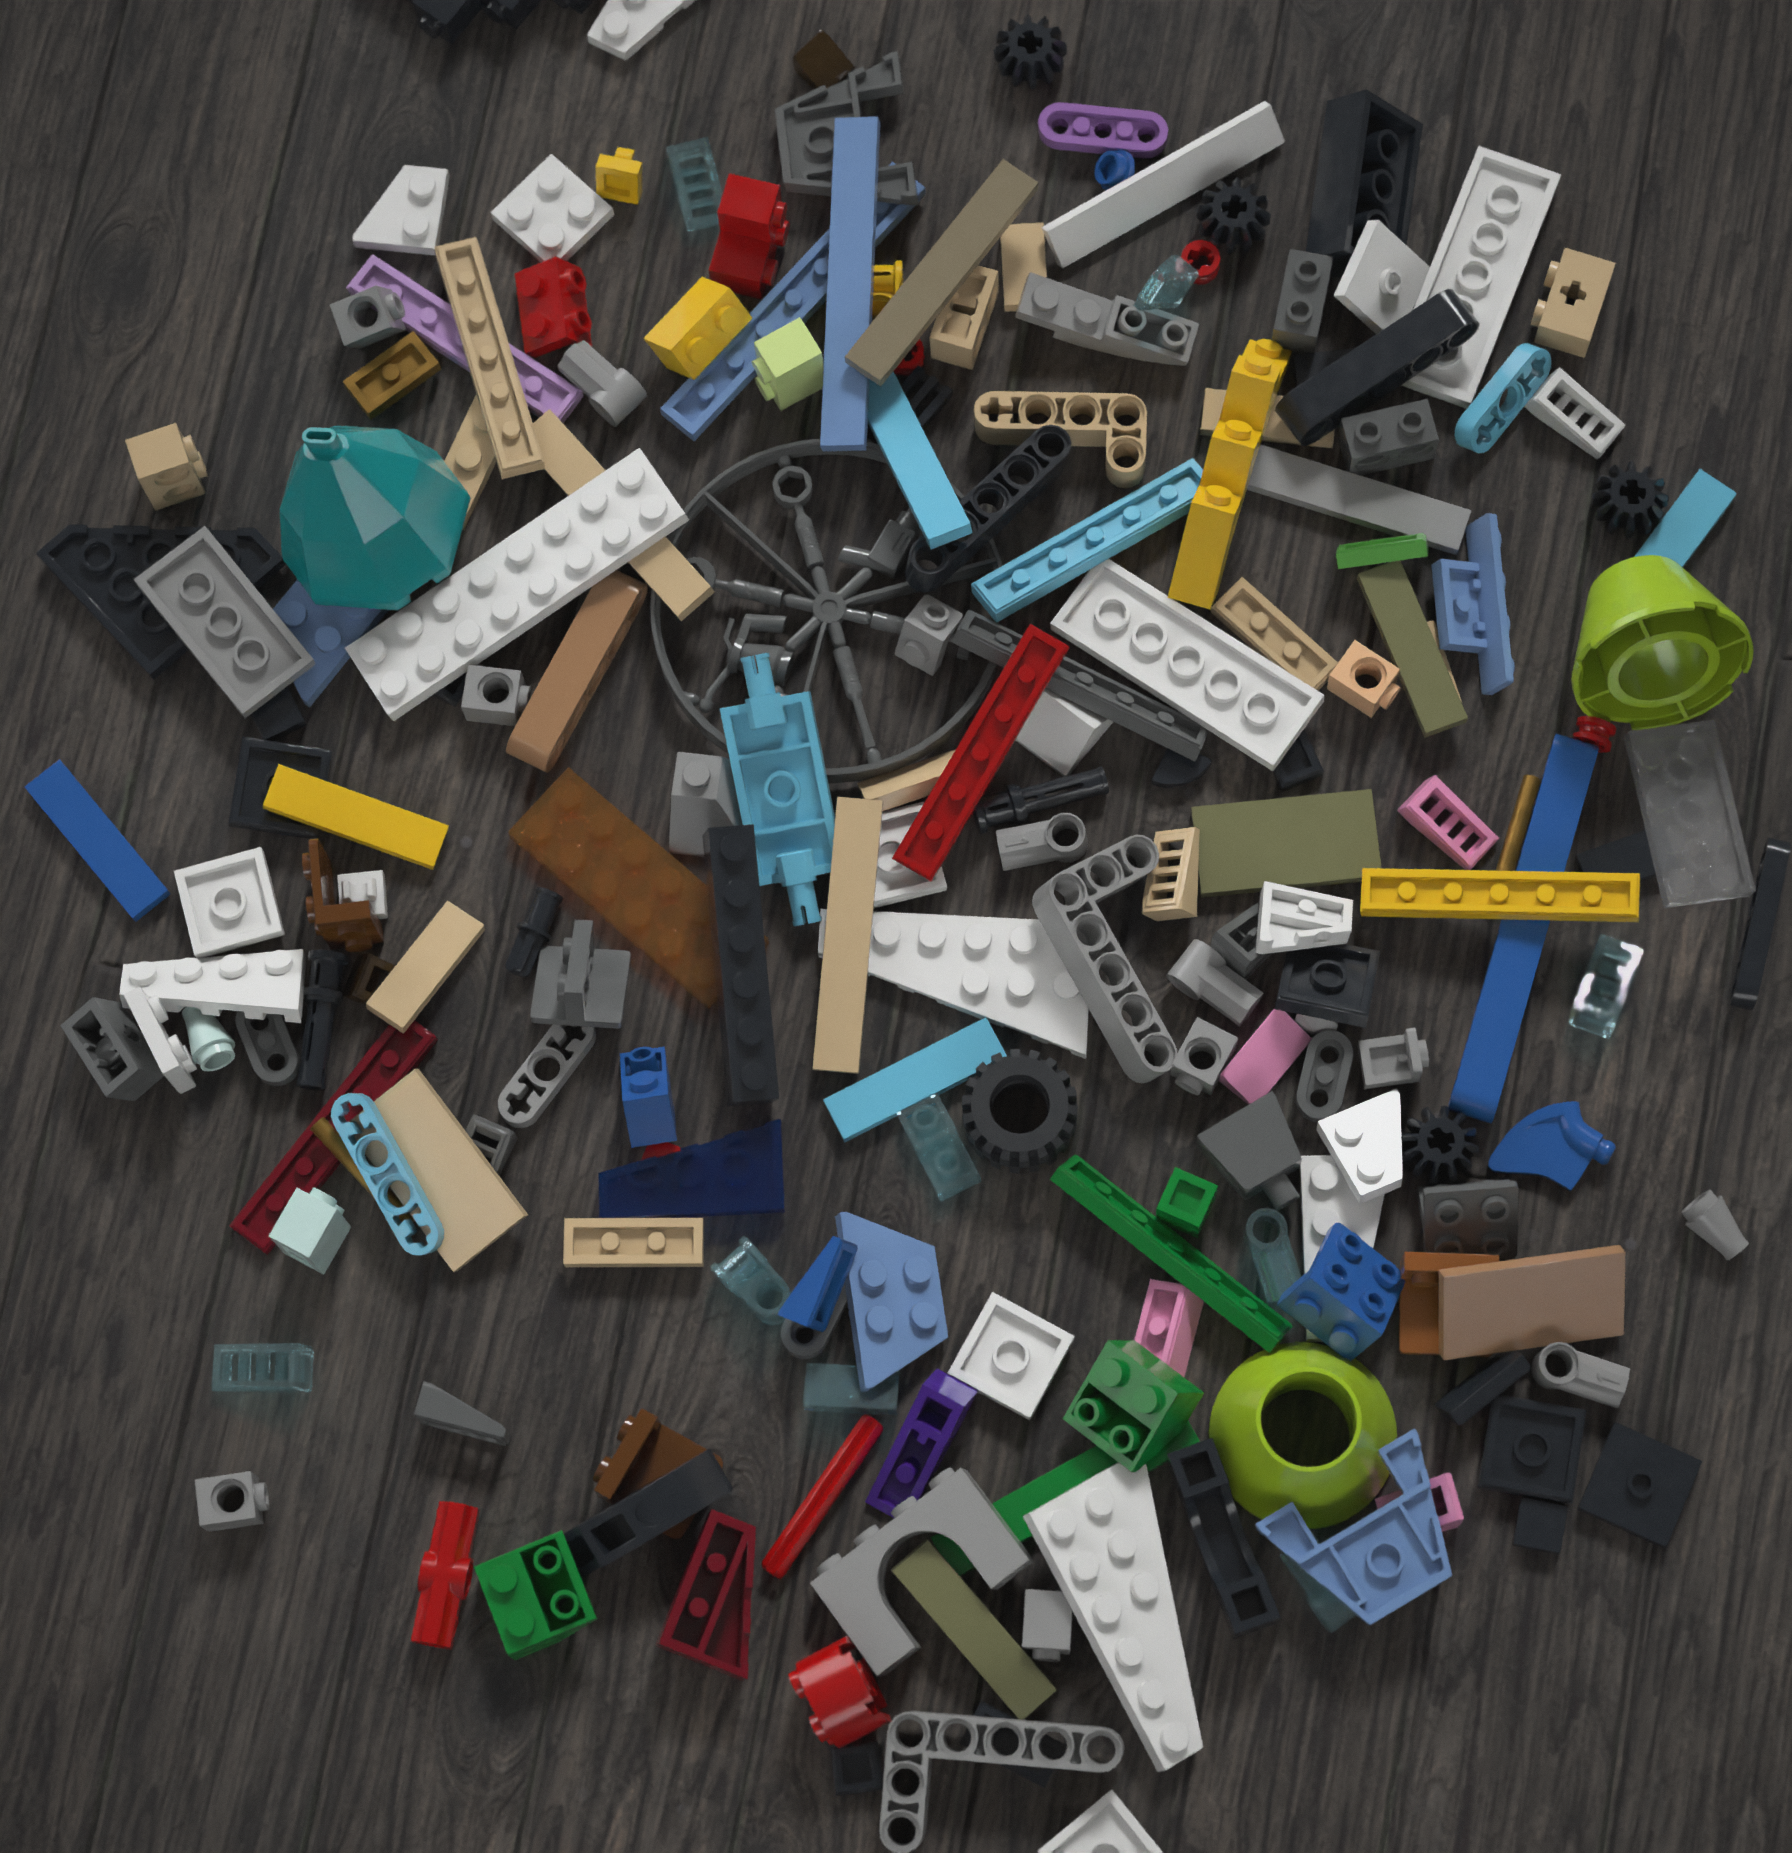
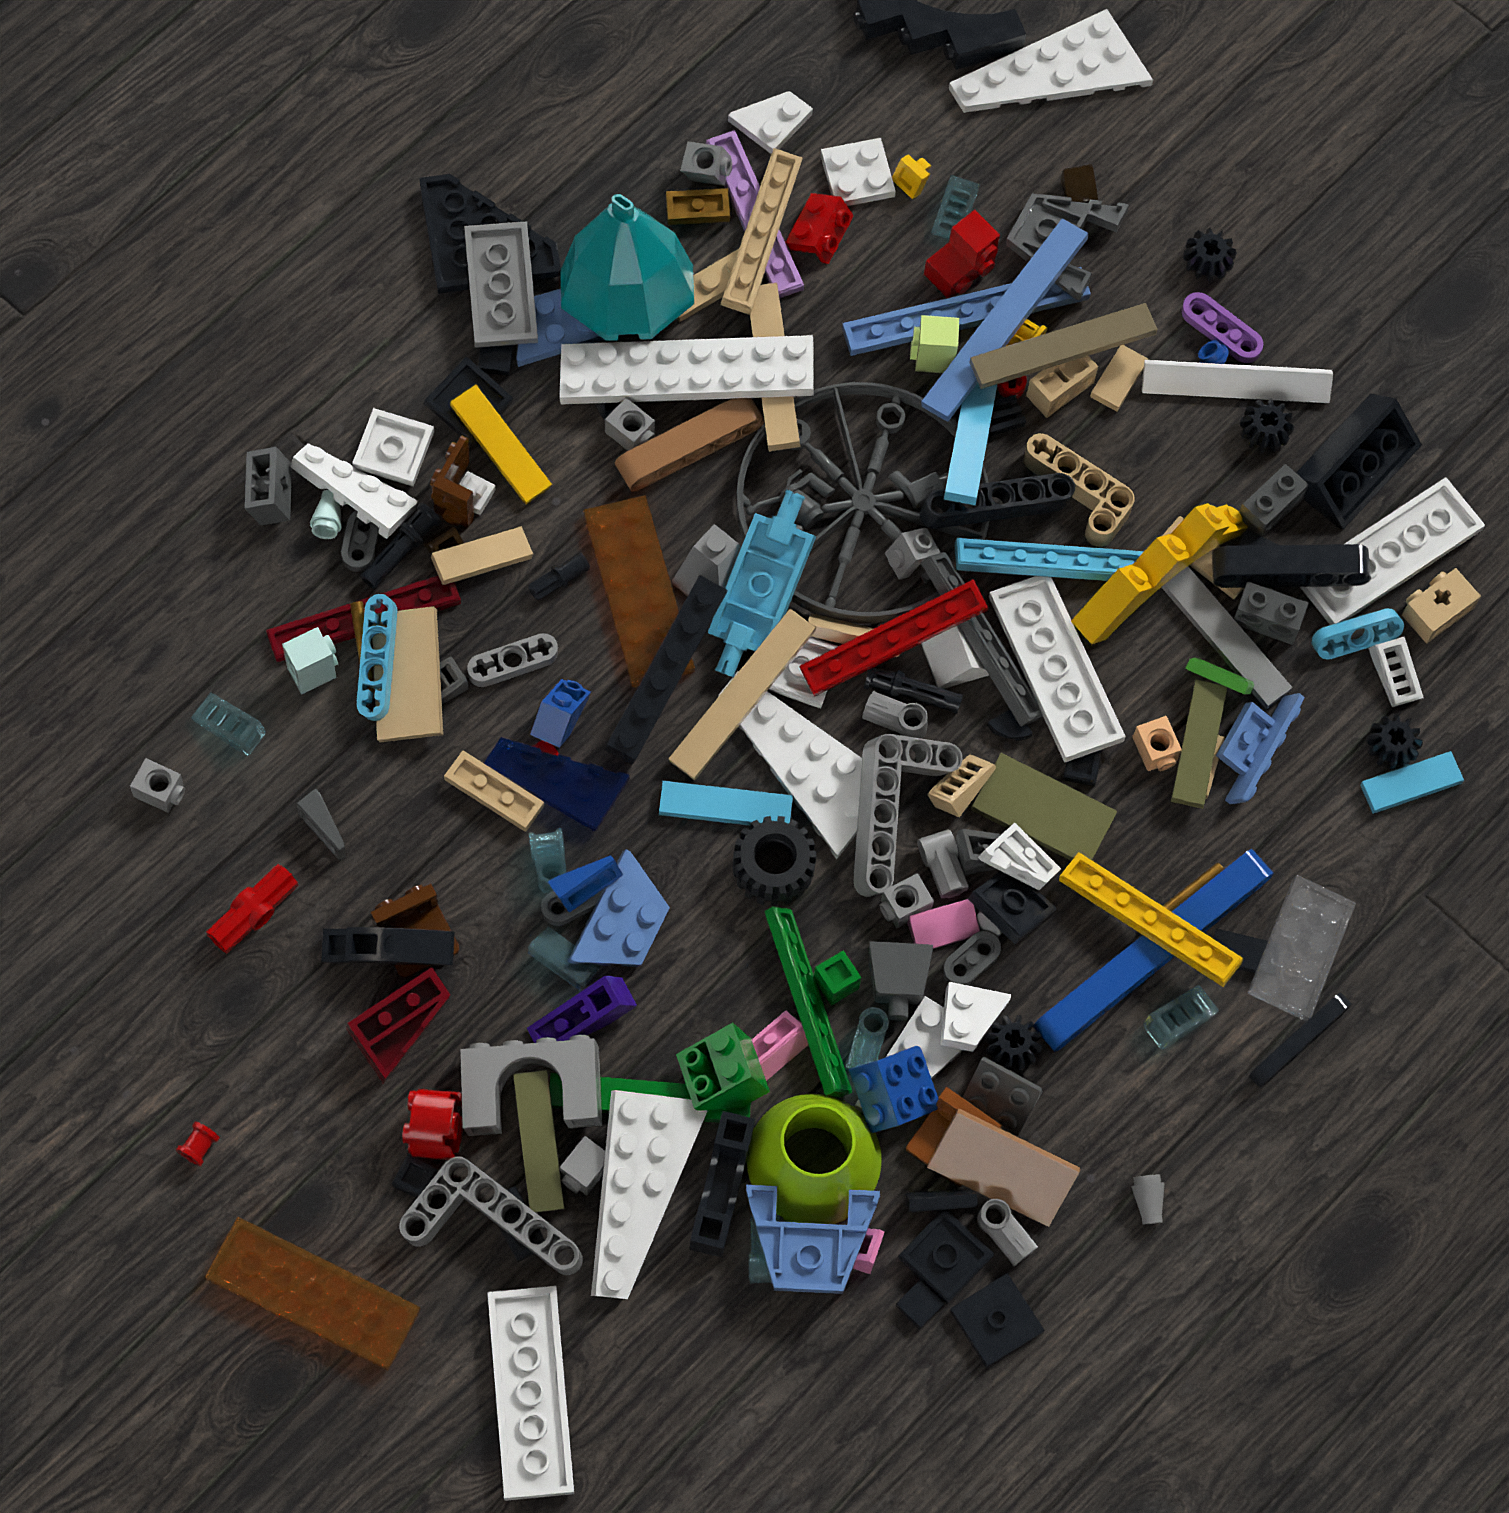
camera: 20 degrees right, 5 degrees down
(97, 840) = (342, 364): blue tile -> none
(167, 466) = (529, 174): tan brick -> none
(168, 1051) = (297, 507): white plate -> none
(535, 1595) = (295, 952): green slope -> none
(580, 982) = (566, 621): dark grey bracket -> none
(609, 390) = (819, 294): light grey piece -> none
(698, 328) = (897, 290): yellow brick -> none
(822, 1496) = (503, 1008): red axle -> none
(938, 1147) = (712, 853): clear light blue slope -> none
(1011, 1355) = (671, 999): white plate -> none
(1106, 324) = (1144, 441): light grey slope -> none
(1167, 285) = (1196, 439): clear light blue slope -> none
(1194, 251) = (1226, 449): red bush -> none
(1273, 634) = (1120, 684): tan tile -> none
(1381, 278) = (1330, 515): white plate -> none
(1392, 1059) = (1019, 975): light grey bracket -> none
(1447, 800) = (1159, 847): bright pink slope -> none
(1552, 1145) = (1082, 1088): blue arm -> none
(1595, 732) = (1278, 864): red bush -> none
(1656, 646) = (1345, 833): lime cone -> none

